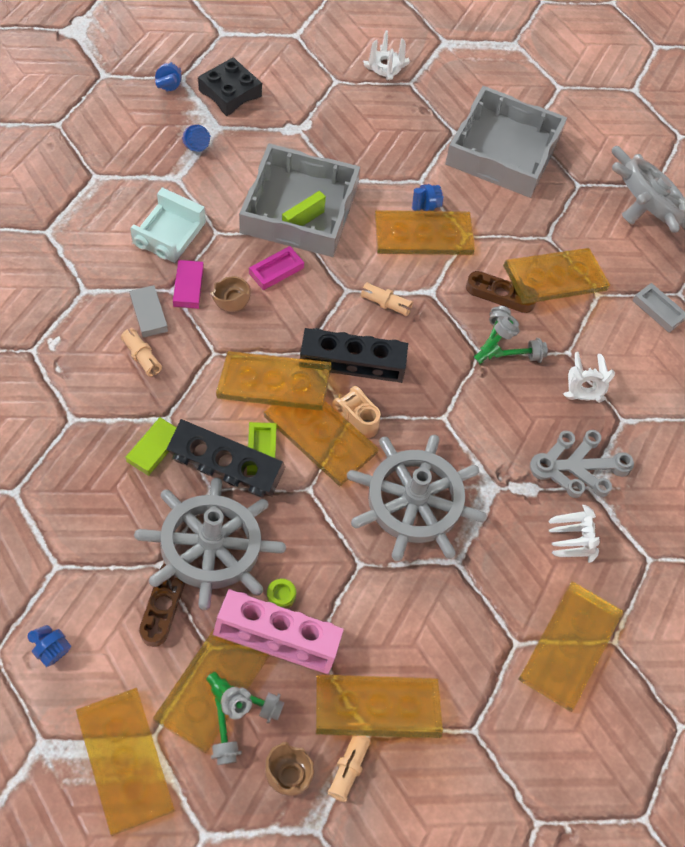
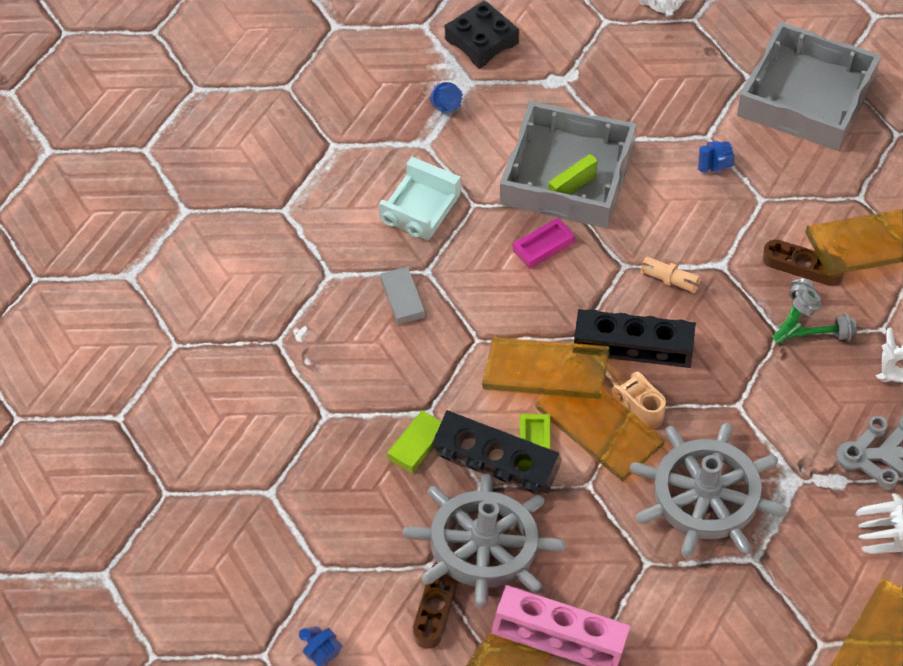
camera: 10 degrees right, 5 degrees down
(141, 352) = (397, 340): light nougat pin -> none
(168, 77) = (410, 26): blue piece -> none
(188, 284) = (445, 264): dark pink tile -> none
(231, 293) = (494, 273): medium nougat hair -> none
(282, 593) = (562, 591): lime tile -> none
(424, 232) = (713, 197): clear yellow tile -> none

